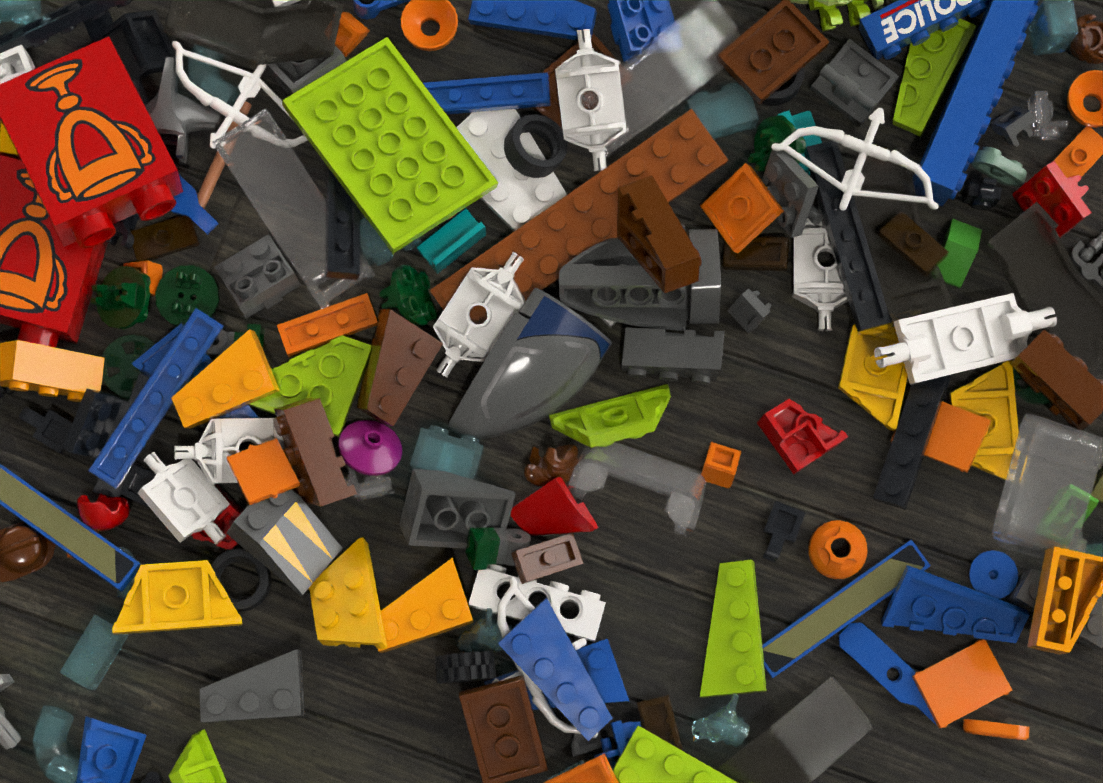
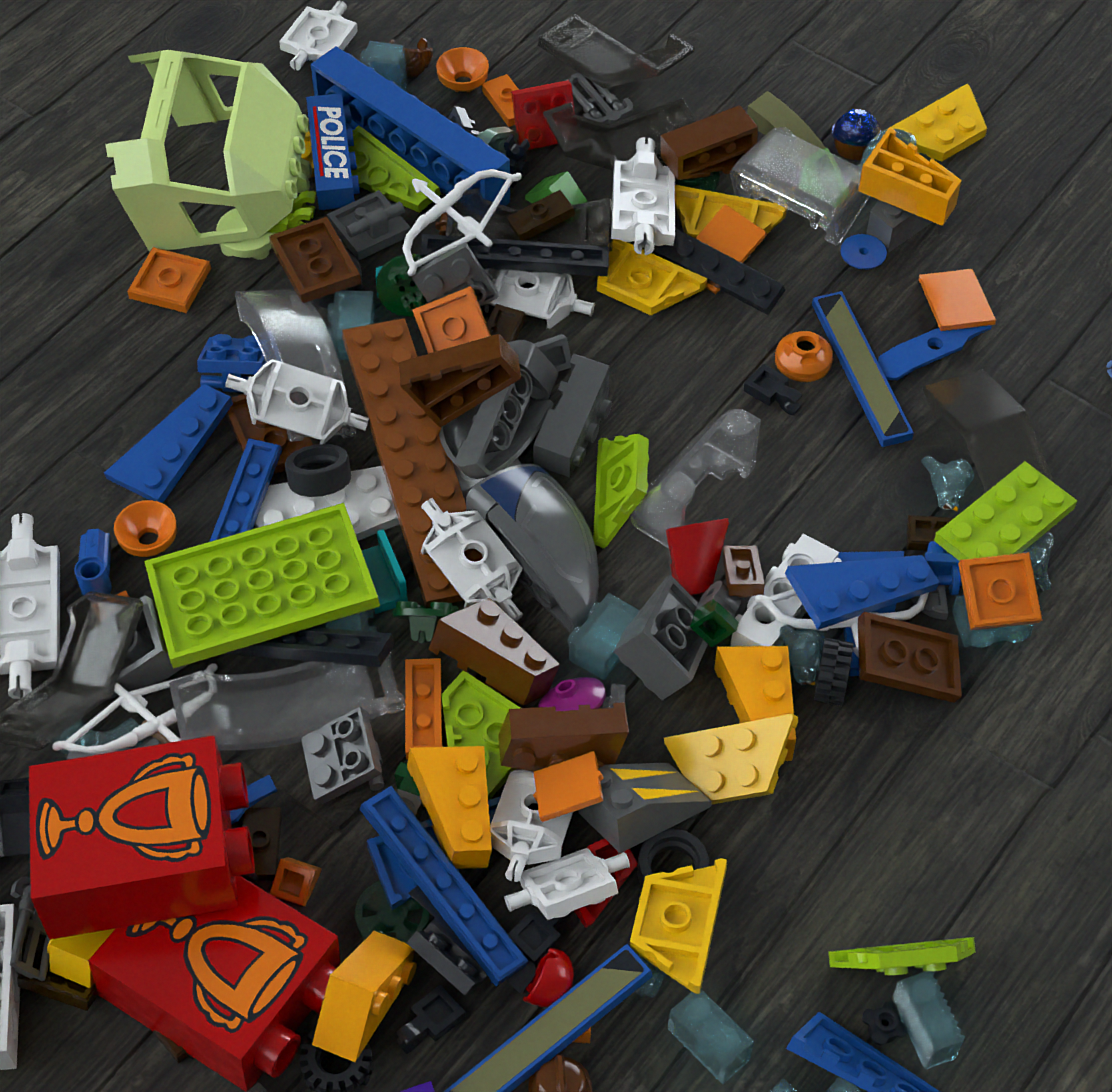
camera: 70 degrees left, 25 degrees down
(123, 297) = (318, 877): dark green plate -> none
(187, 281) = (321, 828): dark green plate -> none
(257, 693) = (804, 875): dark grey wedge -> none
(555, 463) = (647, 545): reddish brown hair -> none
(720, 465) = (691, 419): orange slope -> none
(735, 642) = (876, 452): lime wing -> none
(798, 435) = (685, 355): red slope -> none
(941, 605) = (885, 286): blue wing -> none
(996, 729) = (1006, 284): orange tile -> none
(1043, 112) = (473, 105): clear bracket -> none

